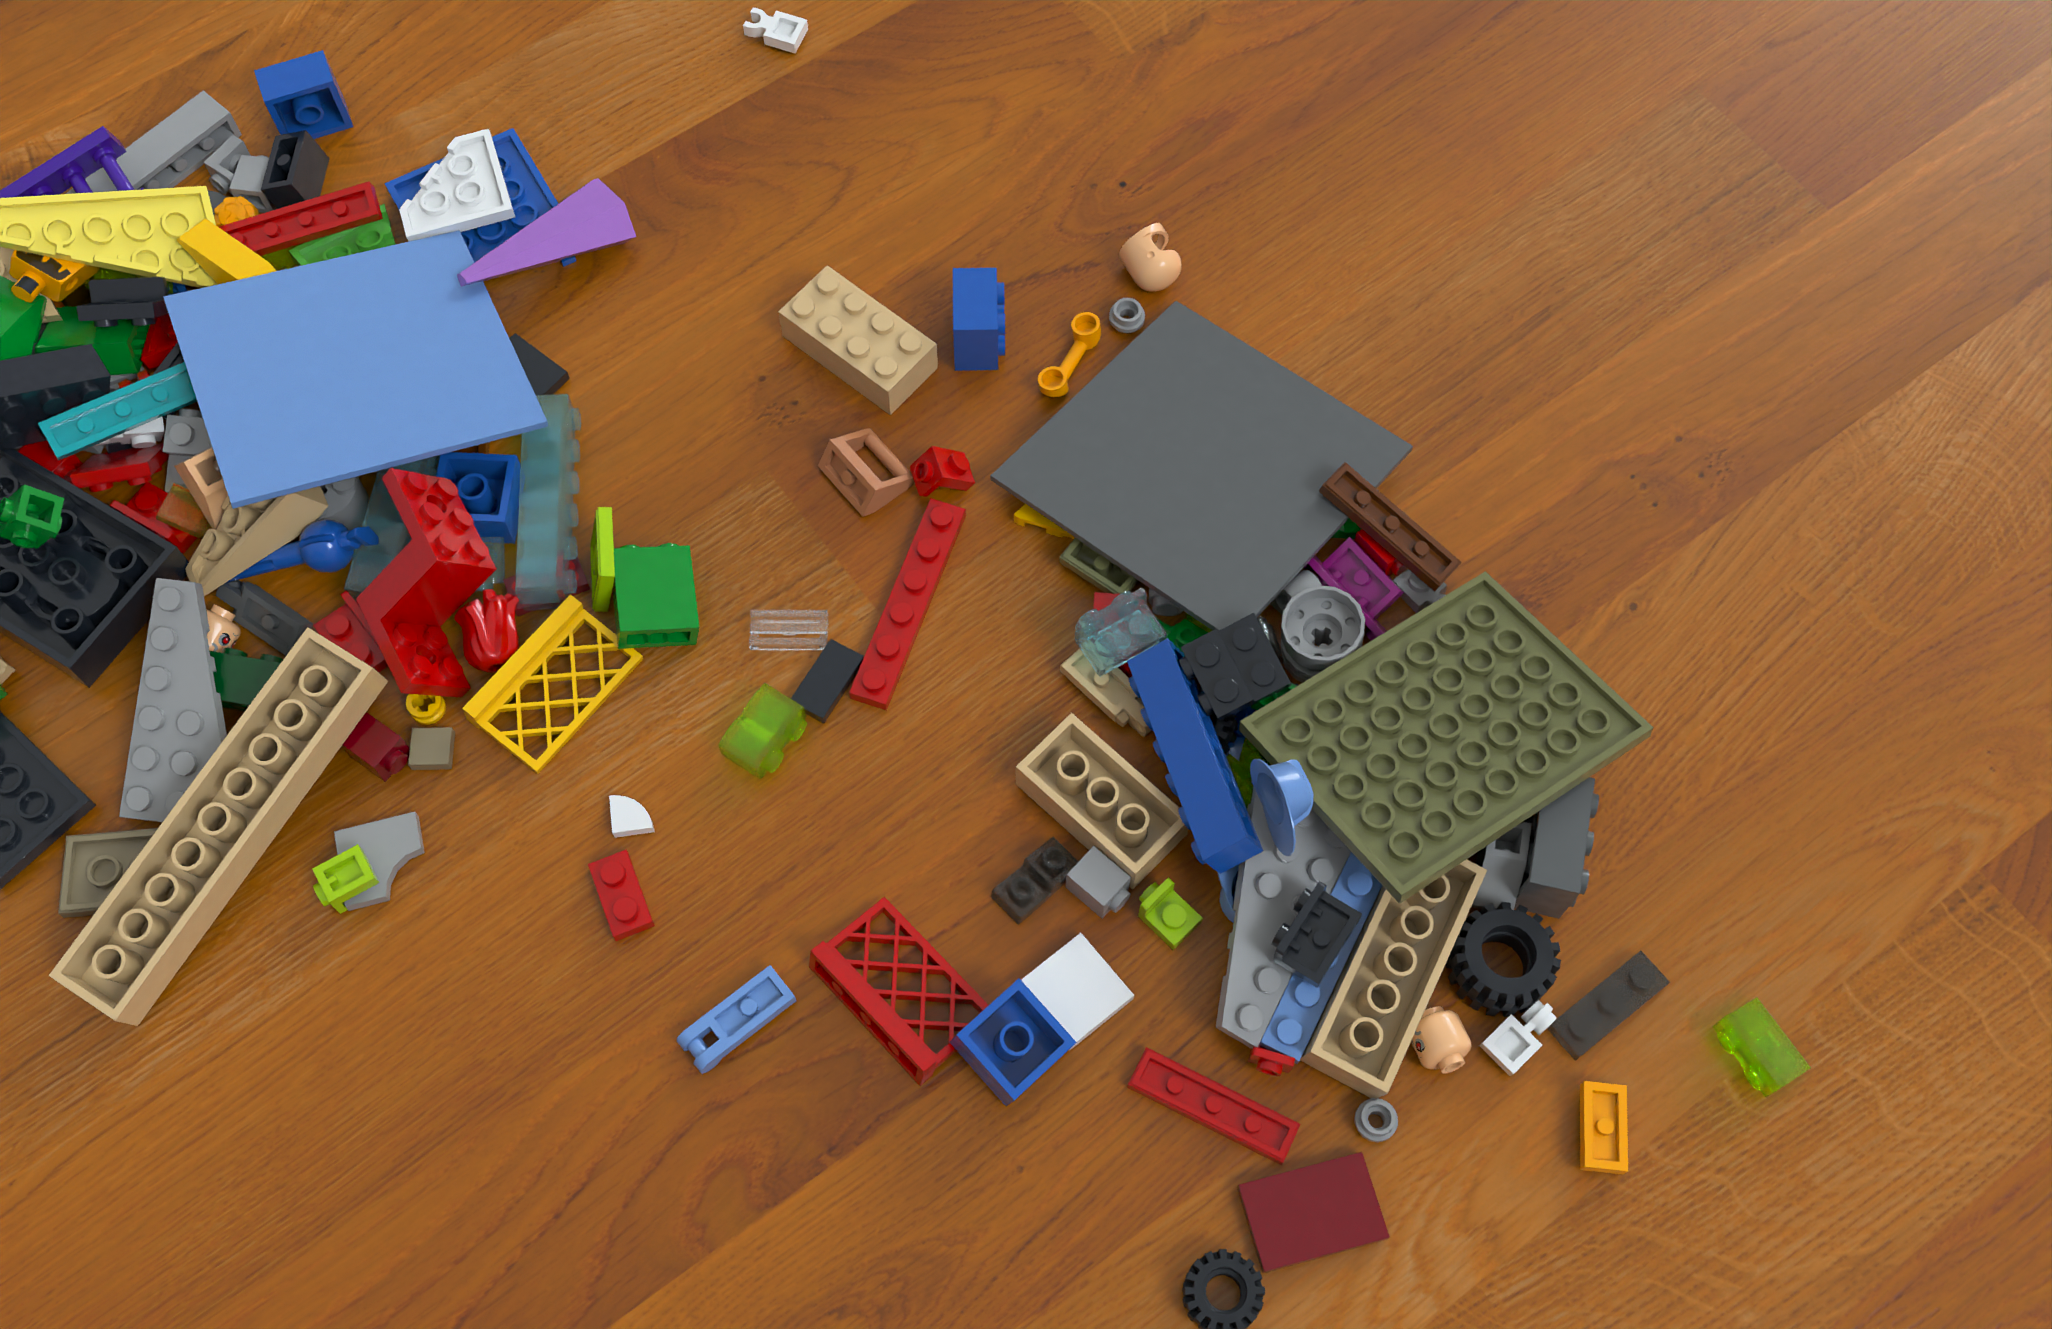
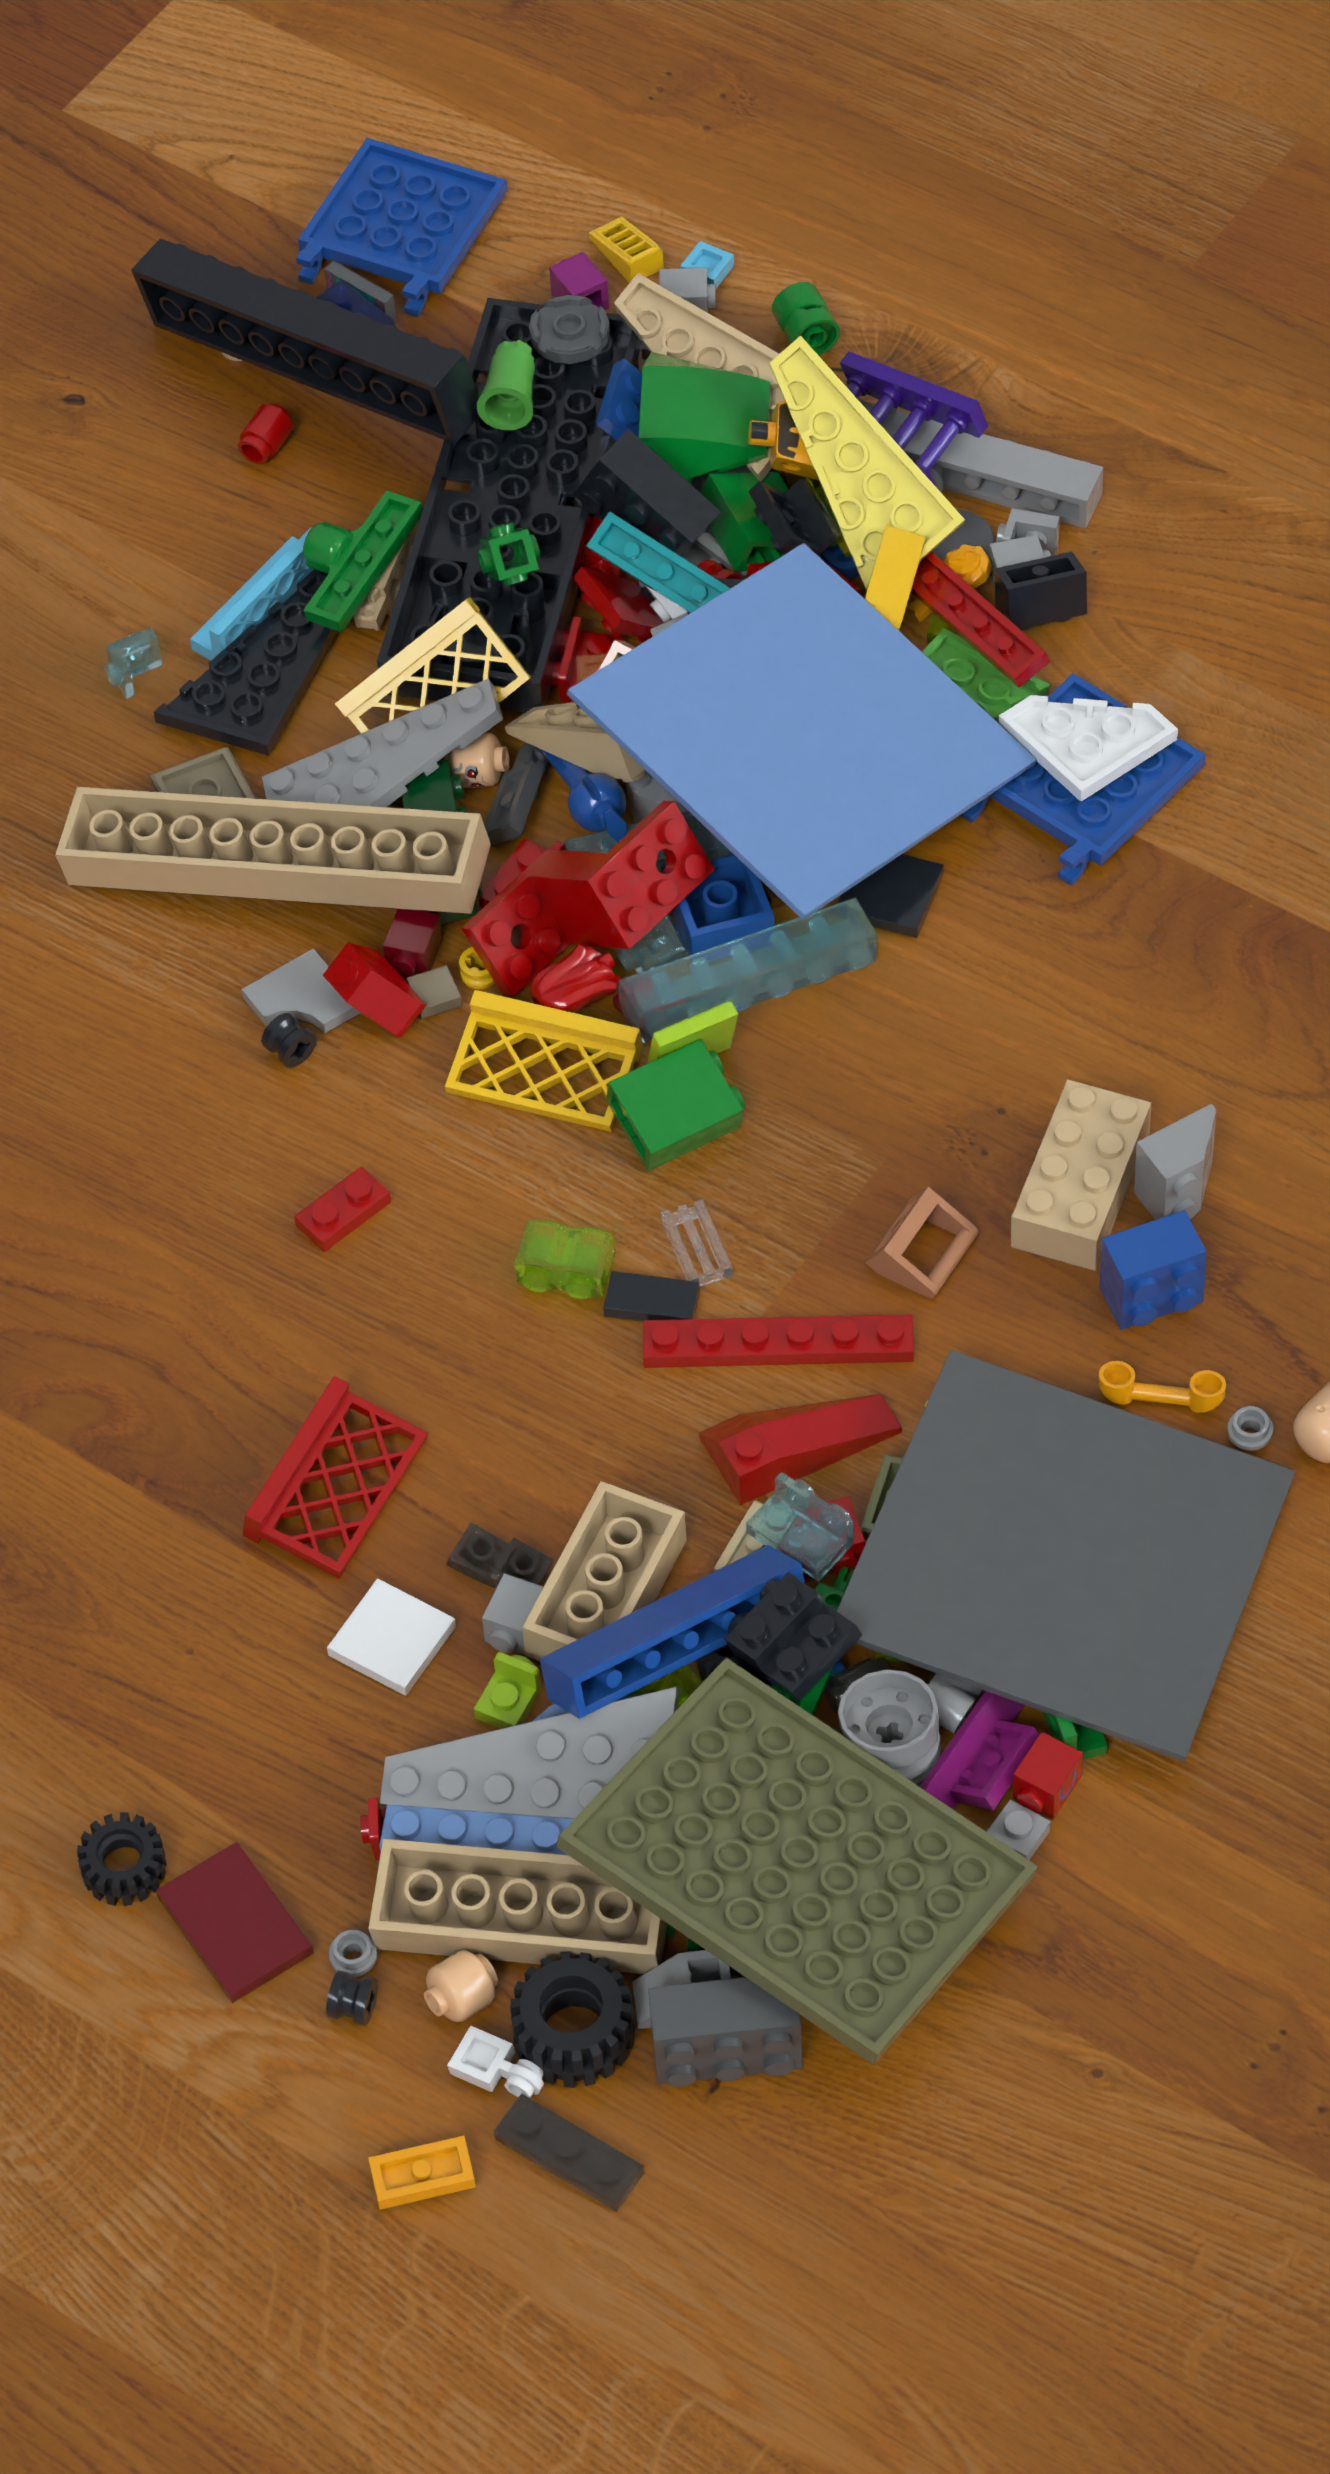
camera: 75 degrees right, 10 degrees down
(90, 625) = (420, 653): none -> yellow fence
(304, 96) = (1137, 555): blue brick -> none
(343, 878) = (265, 972): lime bracket -> none
(411, 791) = (374, 988): none -> red slope
(424, 882) = (289, 1040): none -> black wheel
(577, 225) = (1092, 858): medium lavender wedge -> none
(629, 817) = (426, 1183): white tile -> none
(736, 1018) = (250, 1350): medium blue plate -> none
(894, 269) = (1176, 1165): none -> light grey slope
(943, 469) = (950, 1313): red bracket -> none
(1007, 628) = (794, 1441): none -> red wedge
(1012, 1042) = (304, 1583): blue brick -> none
(1214, 1106) = (314, 1801): red tile -> none
(1284, 798) = (637, 1709): medium blue piece -> none
(1315, 934) = (509, 1798): black bracket -> none
(1389, 526) = (1056, 1755): reddish brown tile -> none
(1425, 1133) = (351, 1998): none -> black wheel
(1760, 1047) = (573, 2315): clear neon green bracket -> none

